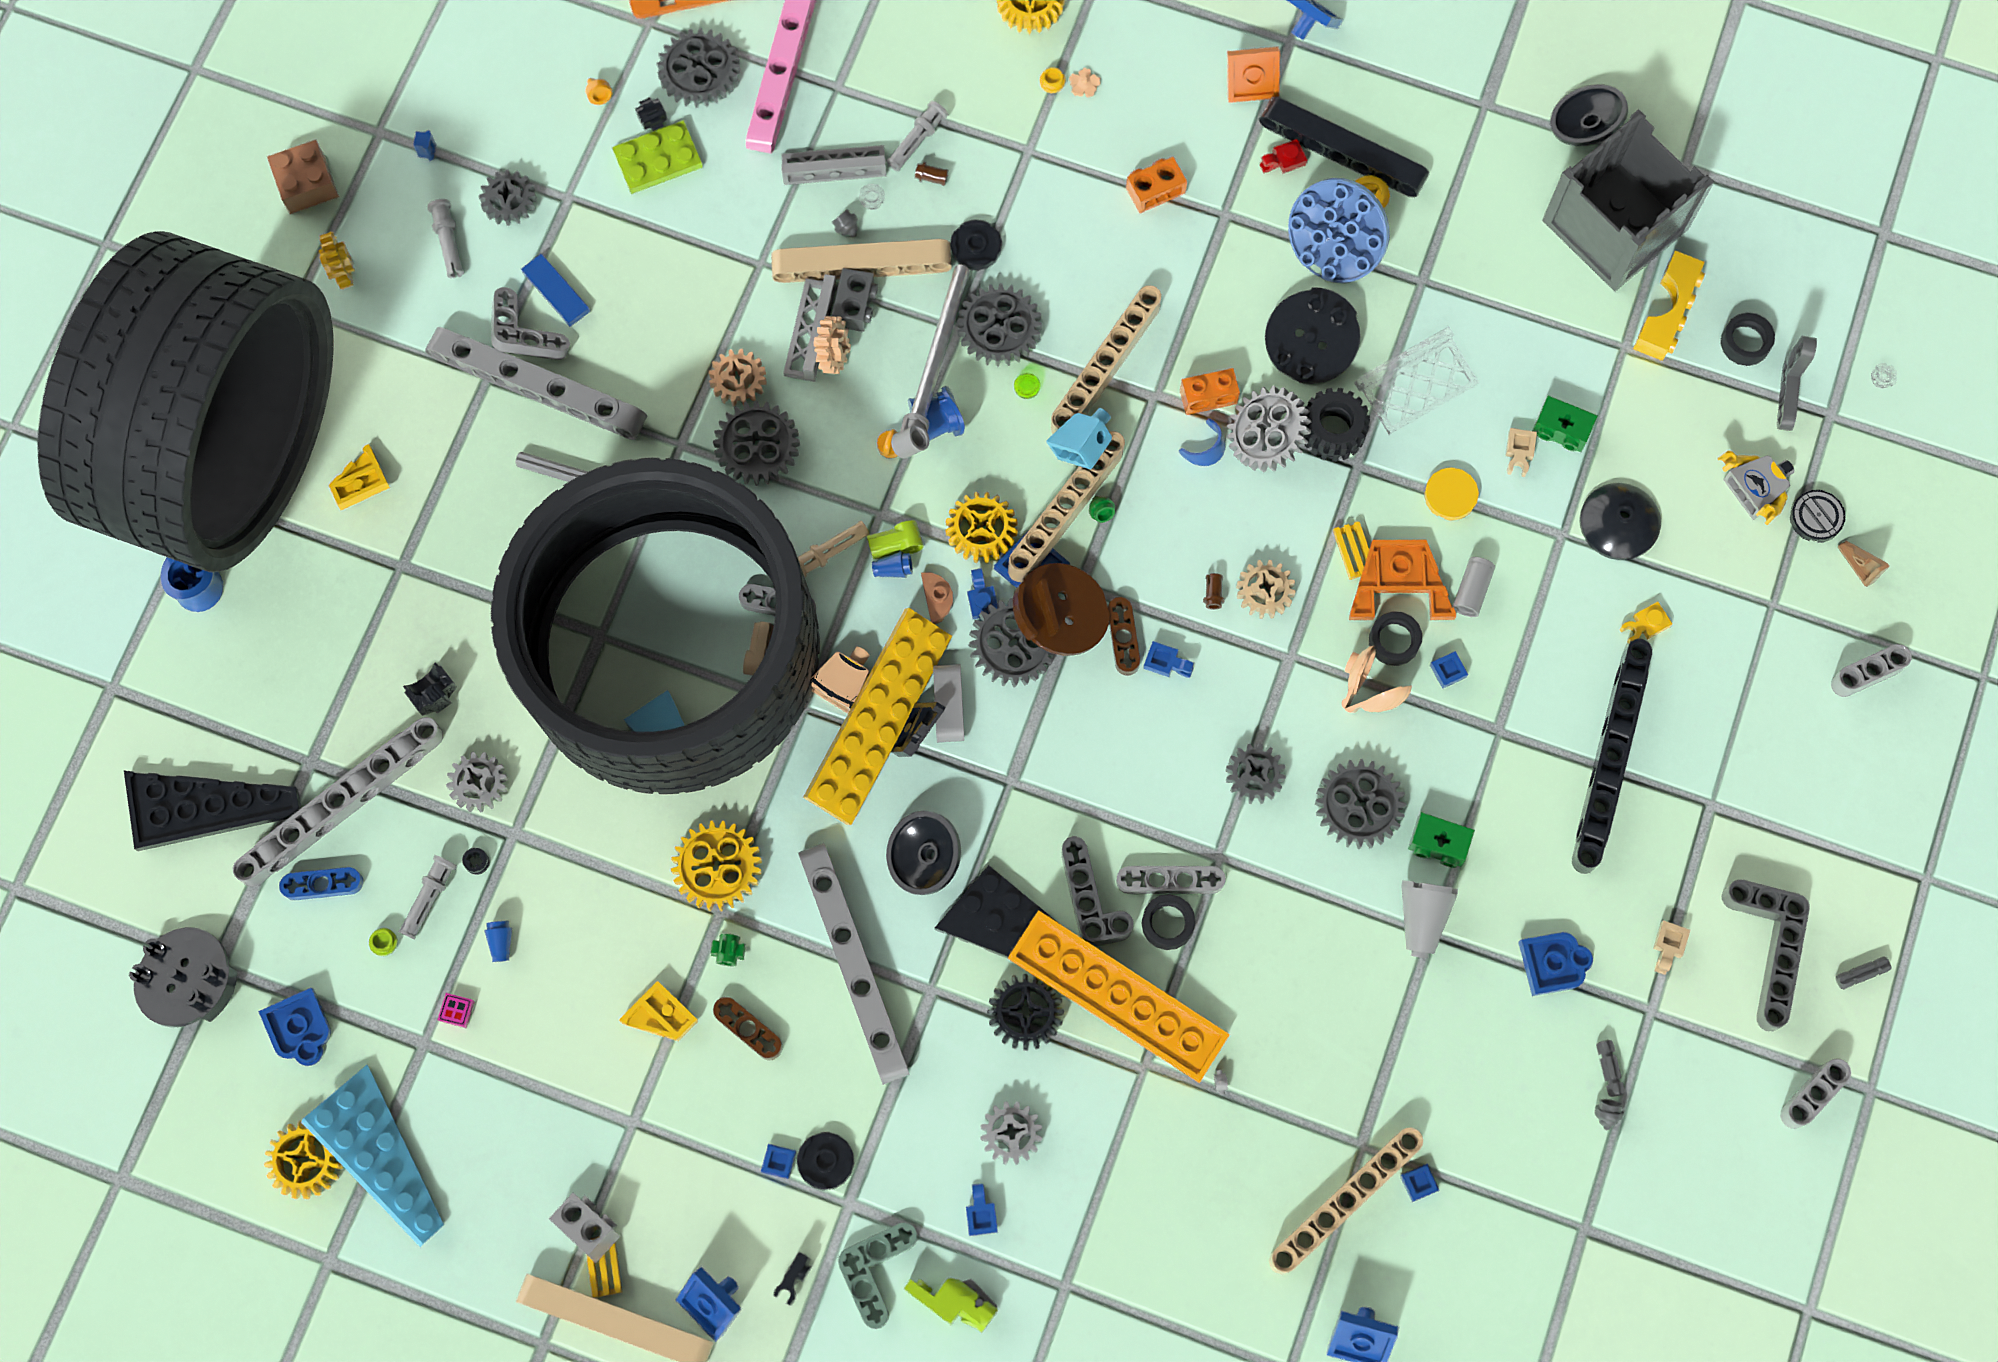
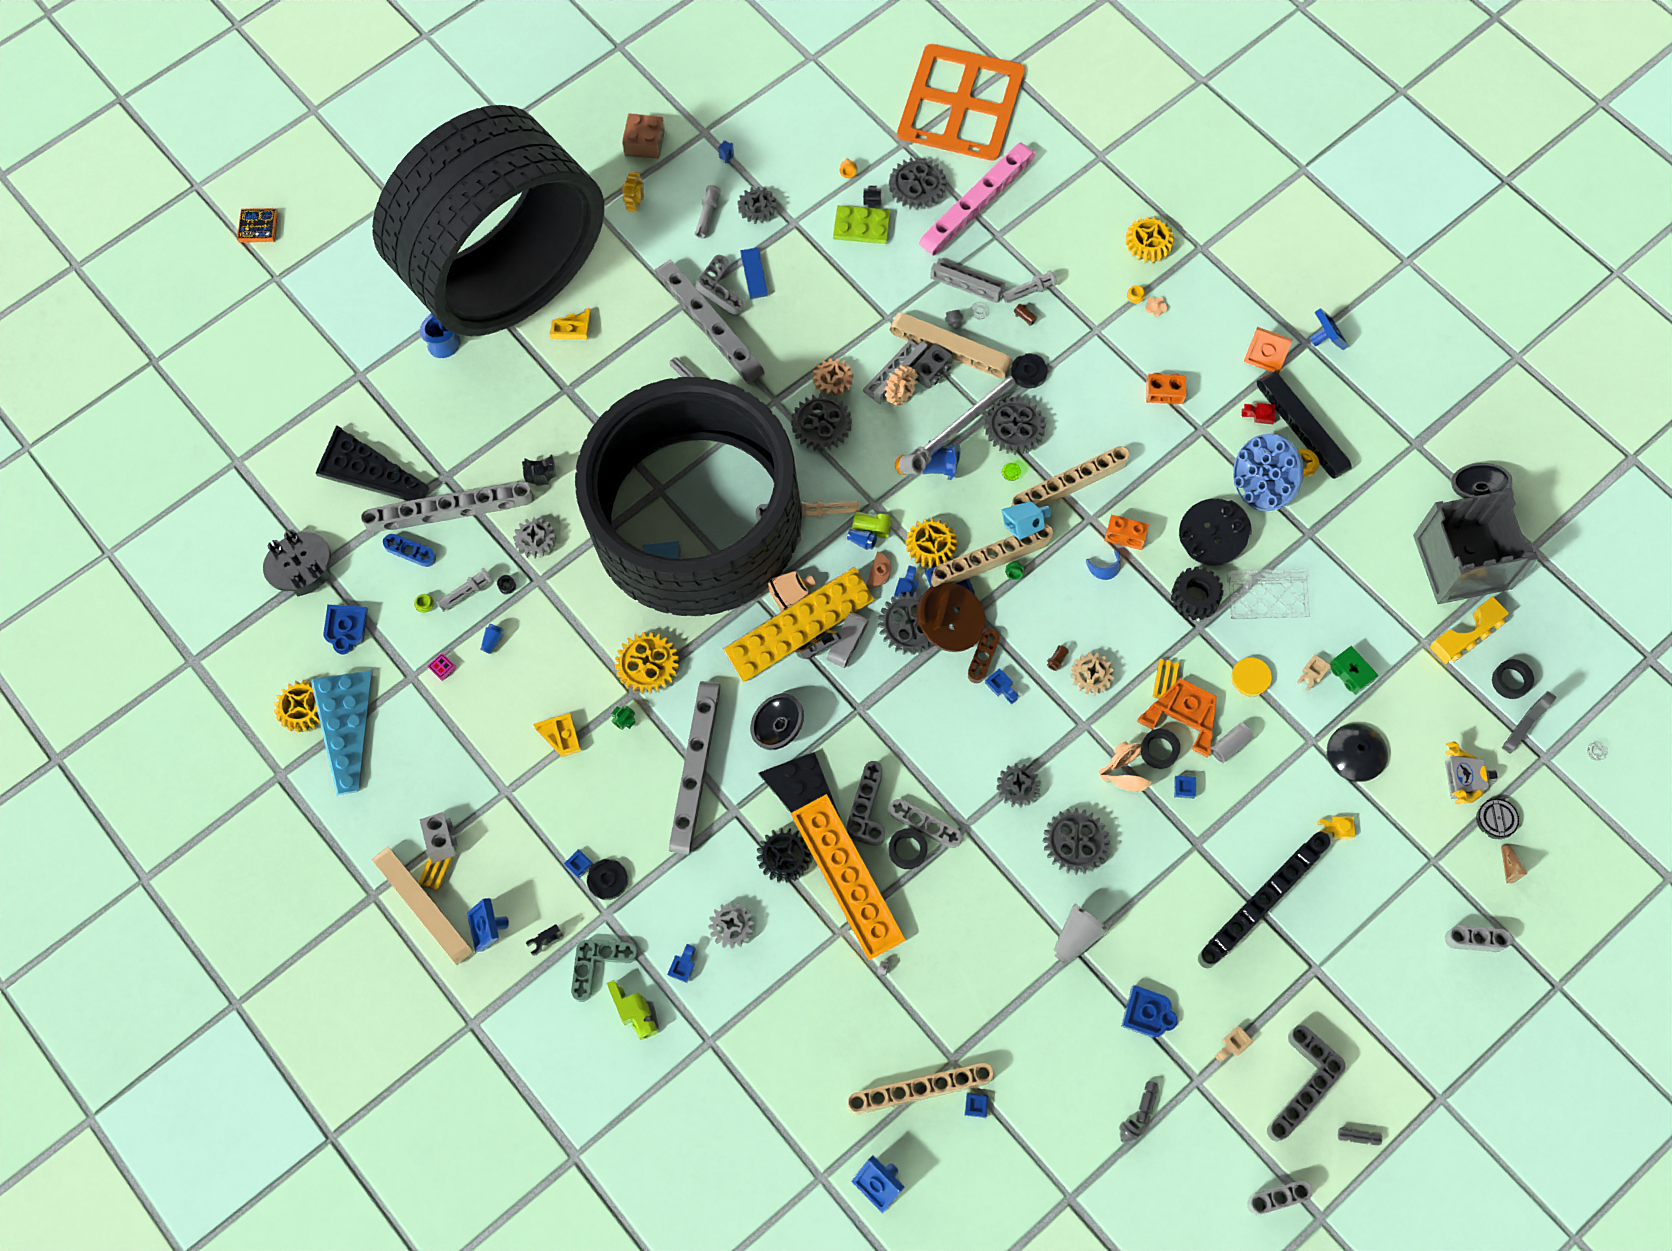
camera: 30 degrees right, 5 degrees down
(736, 1009) = (608, 757): reddish brown beam -> none
(1269, 429) = (1151, 574): light grey gear -> none
(1455, 840) = (1113, 882): green brick -> none

